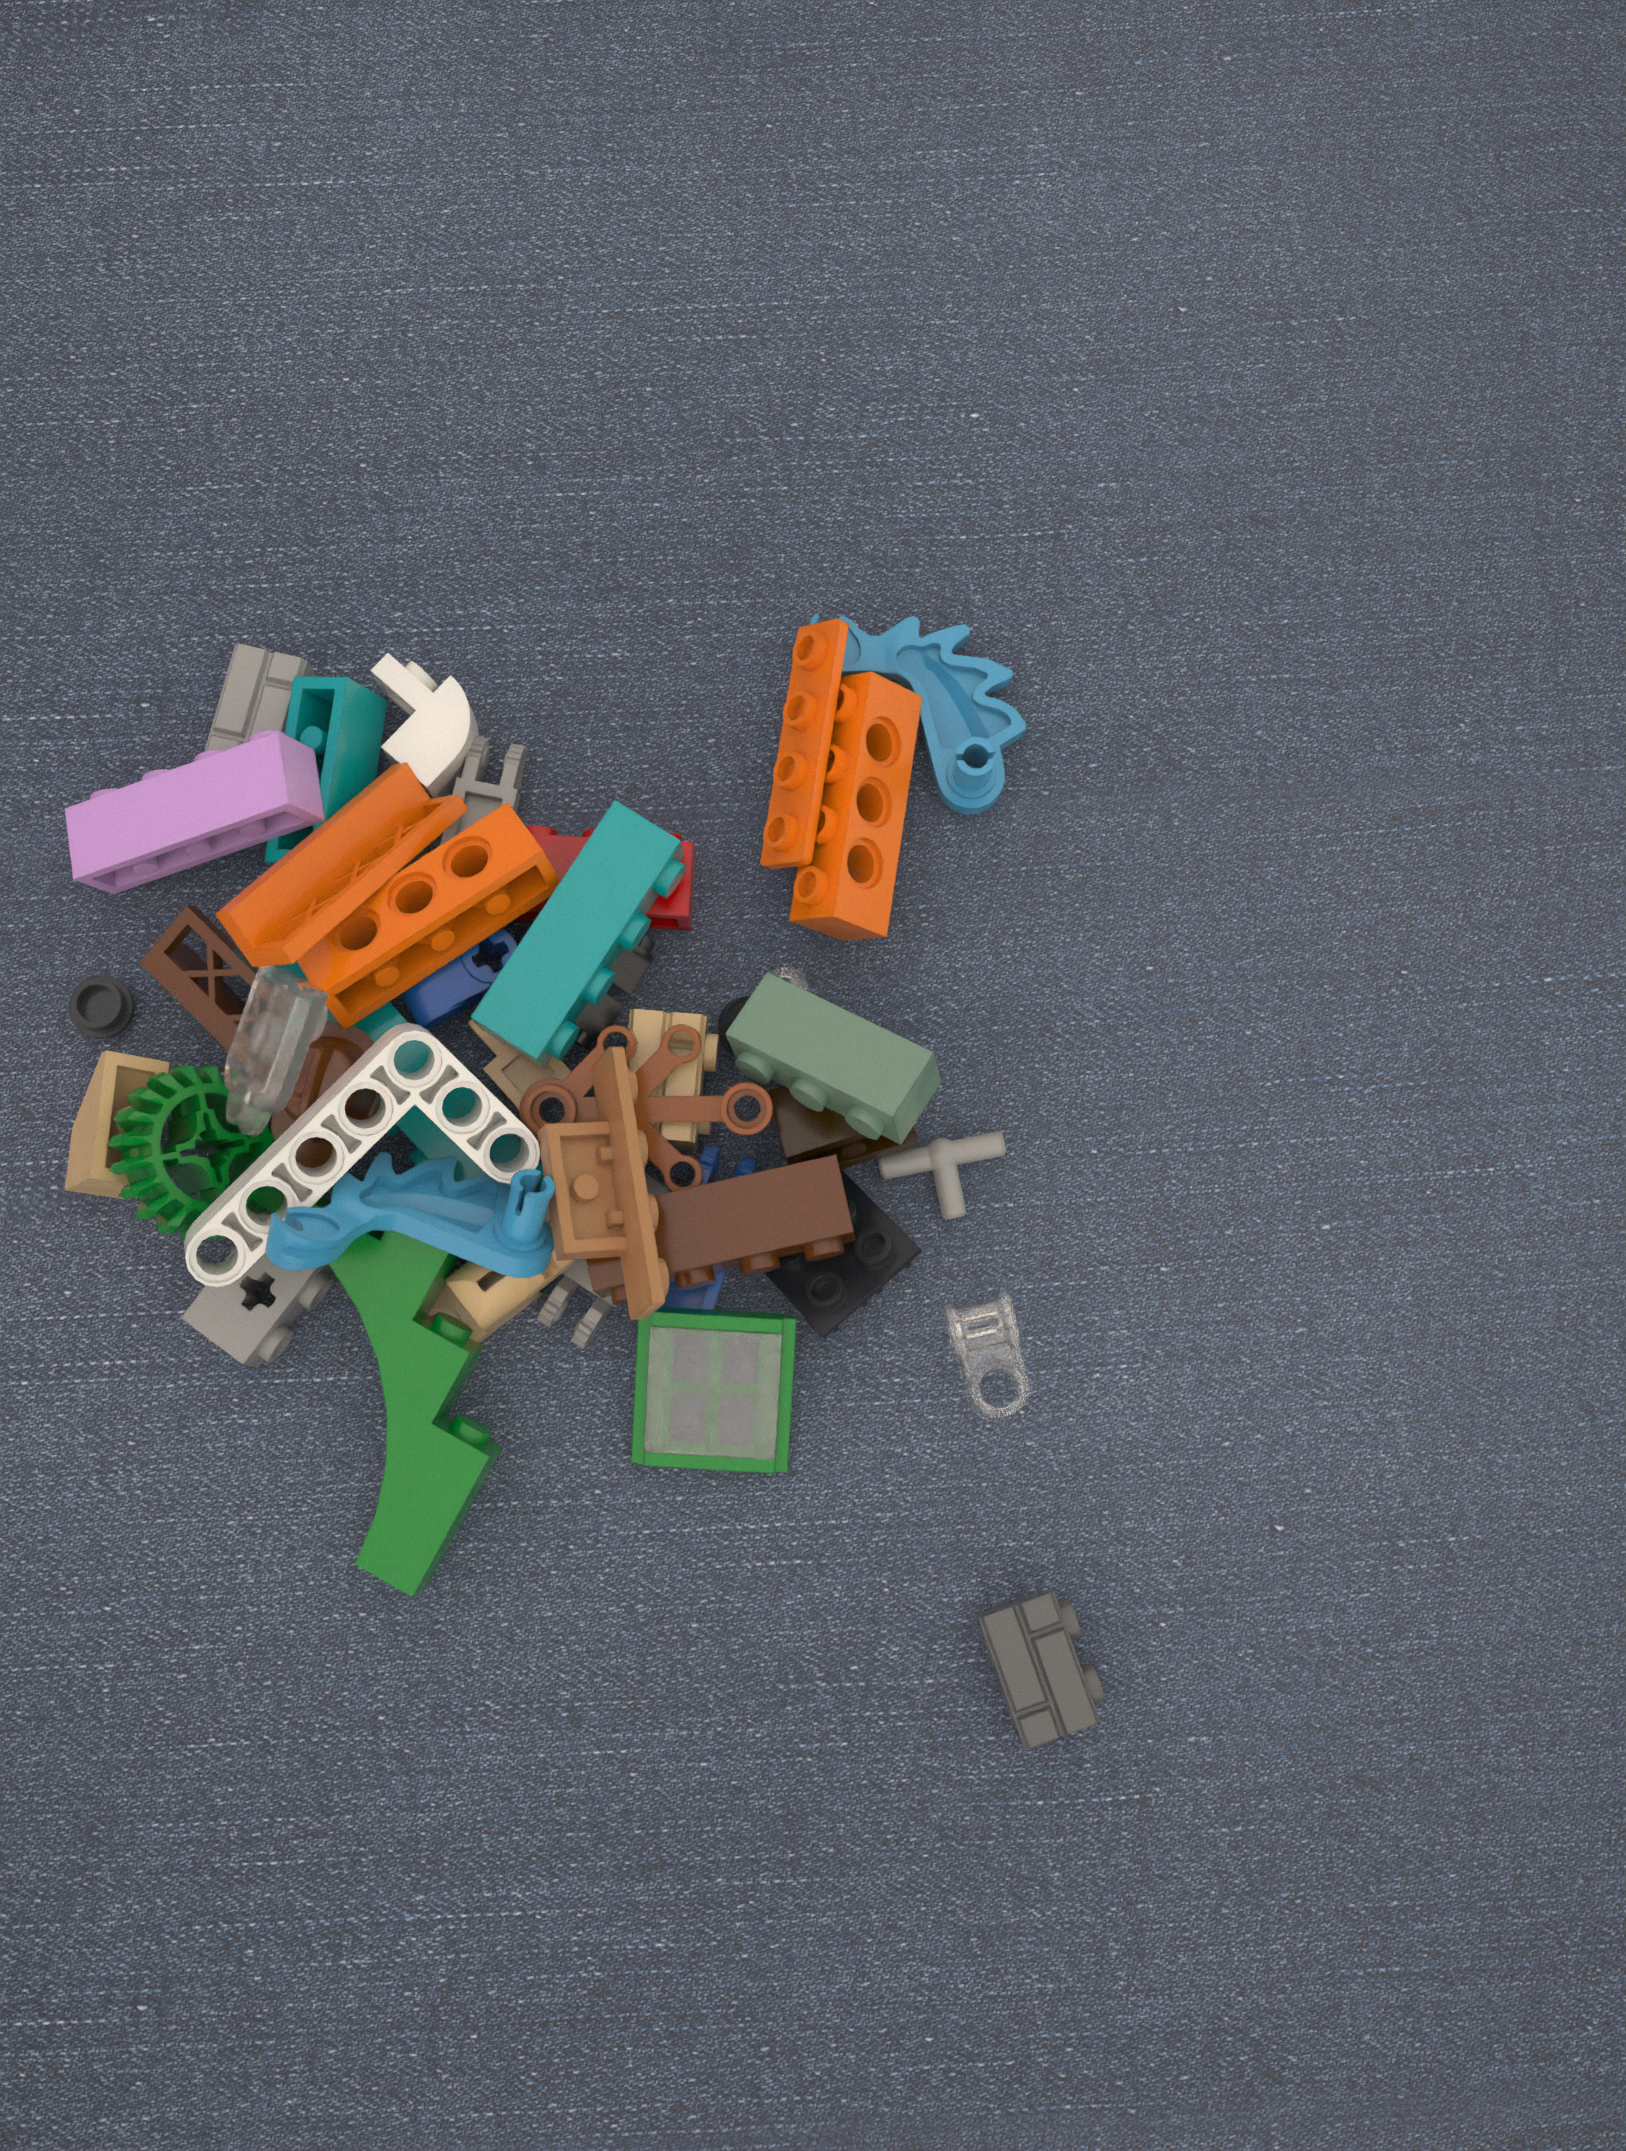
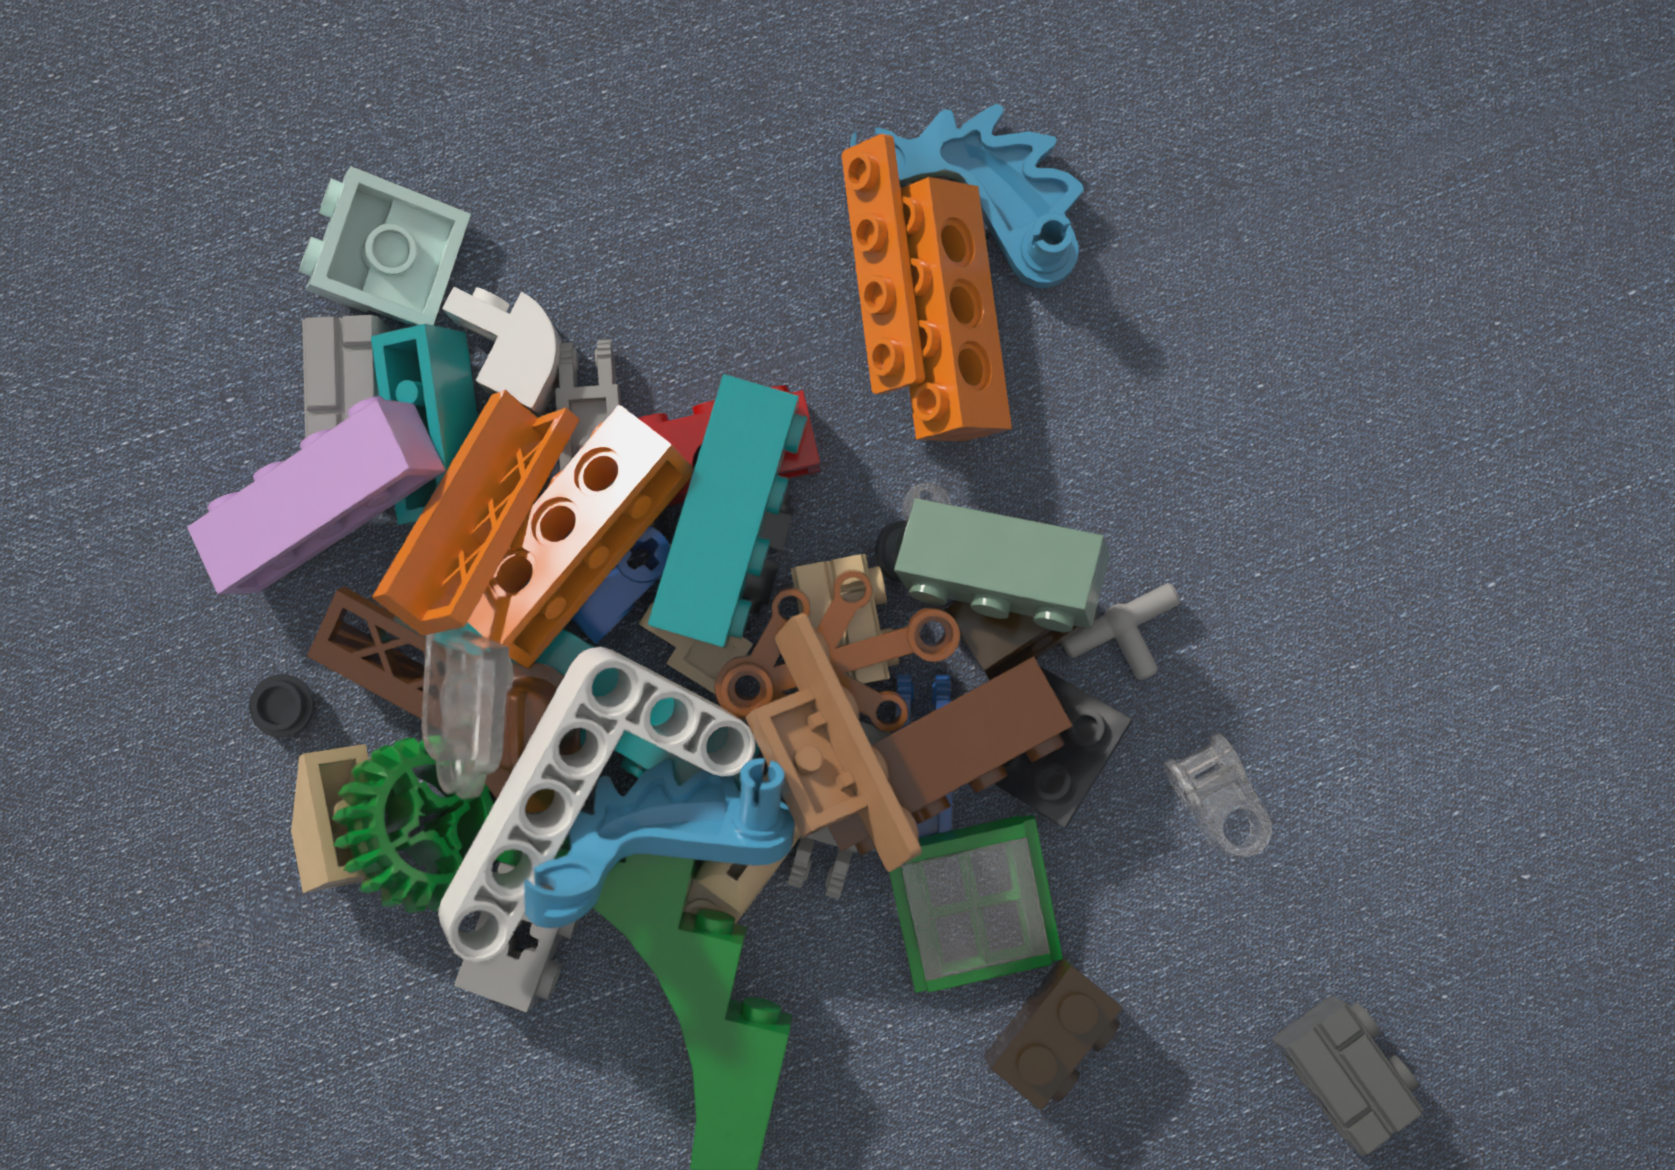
camera: 20 degrees left, 5 degrees up
(334, 600) = (384, 248): none -> light aqua plate
(752, 1539) = (1053, 1035): none -> dark brown brick

